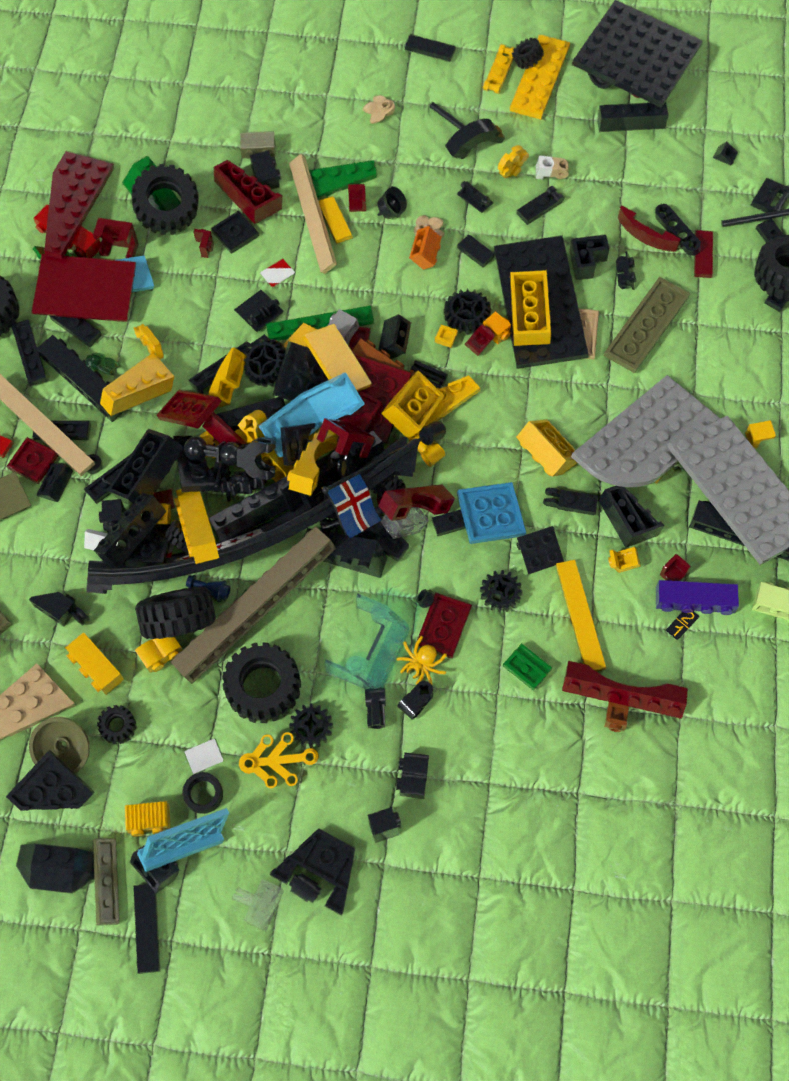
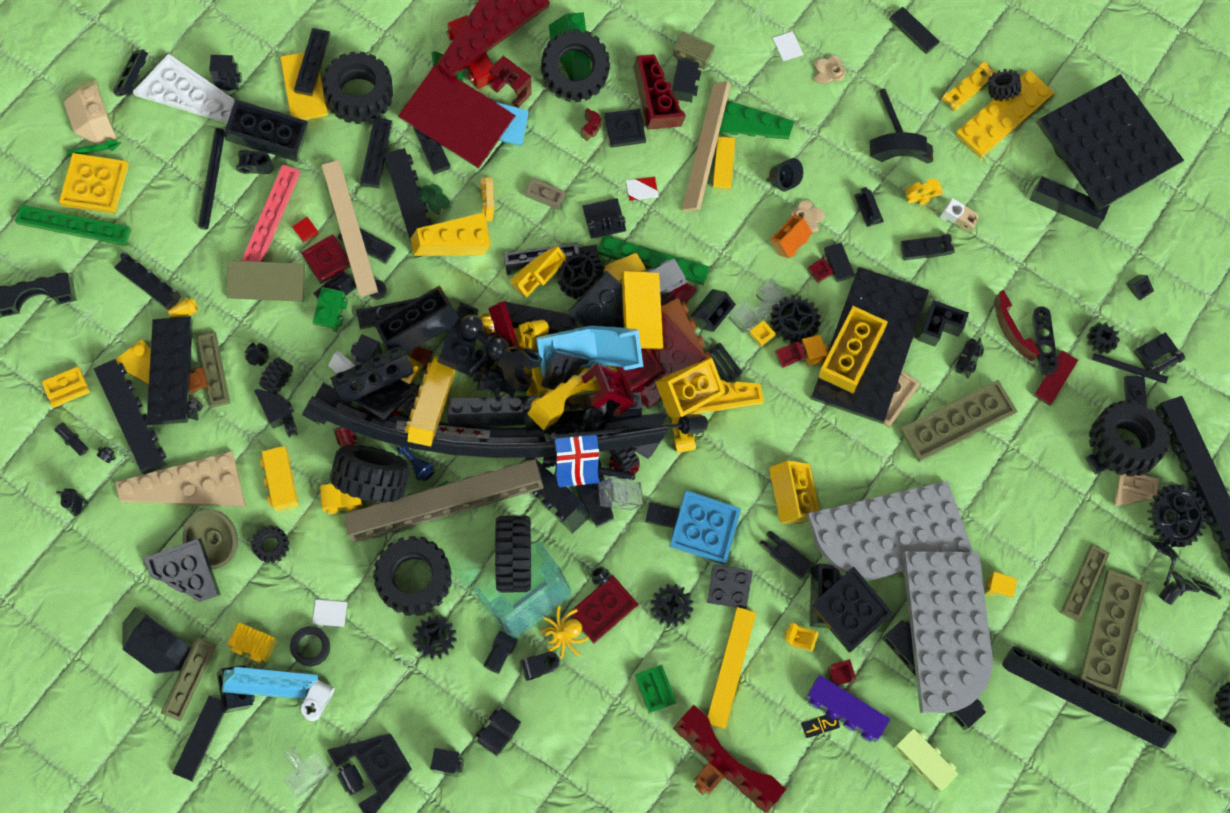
camera: 20 degrees right, 5 degrees up
(14, 569) = (257, 354): none -> black gear
(42, 577) = (276, 375): none -> black tyre
(59, 498) = (330, 308): none -> green bracket
(132, 596) = (345, 437): none -> dark red piece
(189, 408) = (486, 284): dark red tile -> none
(196, 315) = (545, 193): none -> dark tan plate
(235, 833) = (317, 696): none -> white piece
(275, 760) = (386, 652): yellow plant -> none
(334, 107) = (788, 46): none -> white sticker
(342, 614) = (513, 553): none -> black tyre
(357, 197) = (756, 152): dark red panel -> none
(426, 328) = (746, 317): none -> clear arch
(432, 498) = (658, 486): dark red arch -> none
(464, 264) = (820, 270): none -> dark red tile
(654, 511) = (851, 609): none -> black plate
(721, 205) = (1103, 338): none -> black gear

